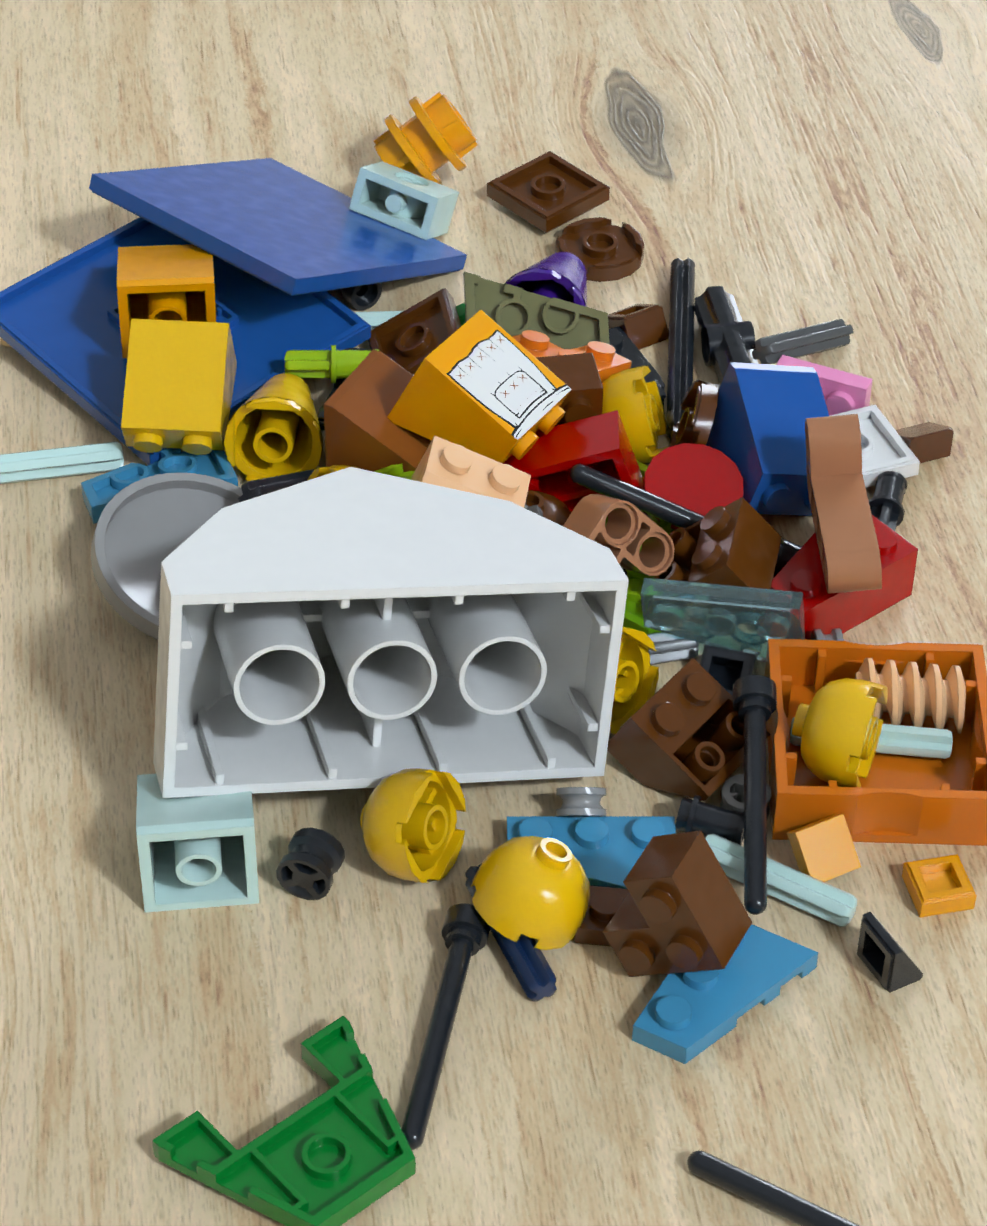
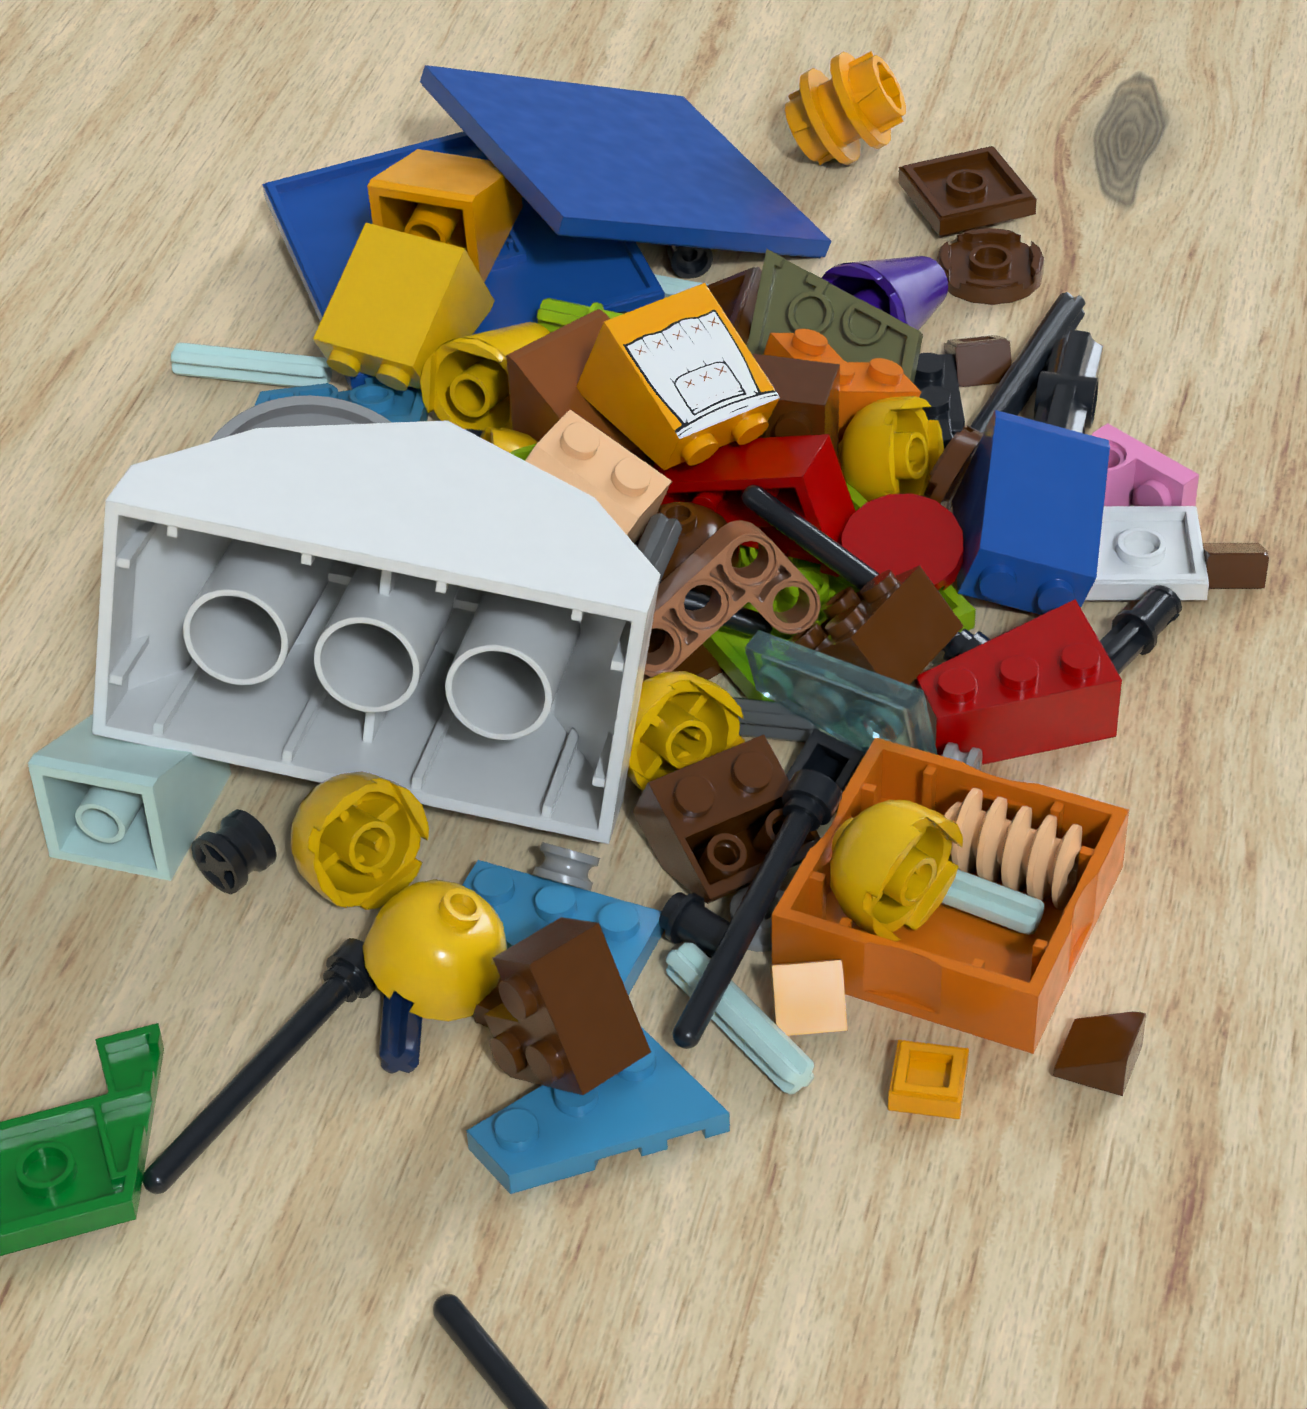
camera: 25 degrees right, 0 degrees up
(403, 200) = (788, 166): light aqua brick -> none
(802, 341) = (1151, 415): dark grey axle -> none
(841, 505) = (1036, 606): nougat beam -> none
(885, 956) = (813, 1139): black slope -> none

